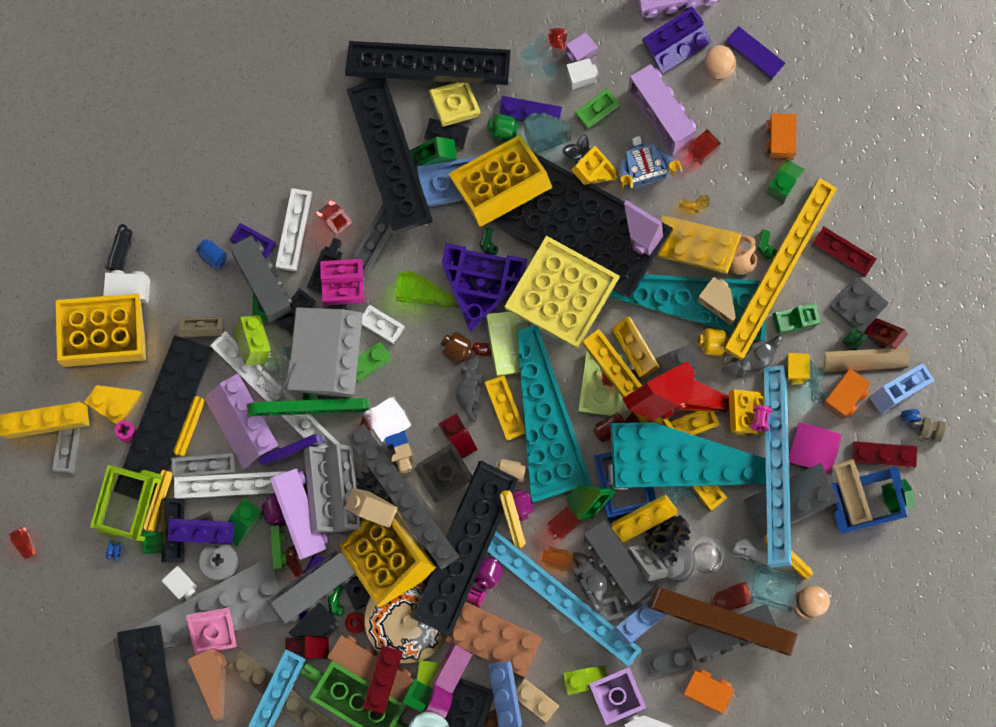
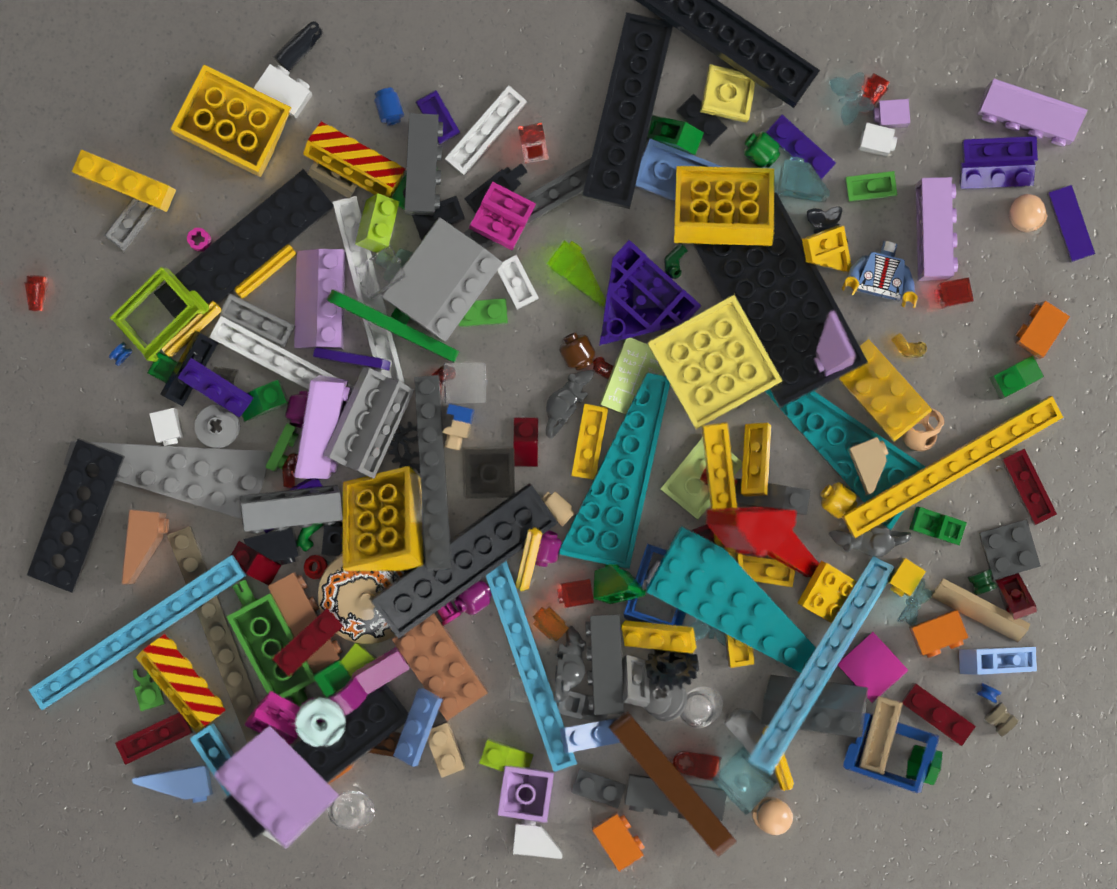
camera: 30 degrees right, 10 degrees up
(113, 402) = (203, 201): yellow wing -> none
(208, 306) = (353, 160): none -> yellow brick
(211, 630) = (170, 492): bright pink tile -> none
(371, 507) = (394, 466): tan slope -> none
(602, 428) = (673, 521): clear red cone -> none
(761, 417) = (835, 608): dark pink bush -> none
(763, 245) = (951, 432): green arm -> none

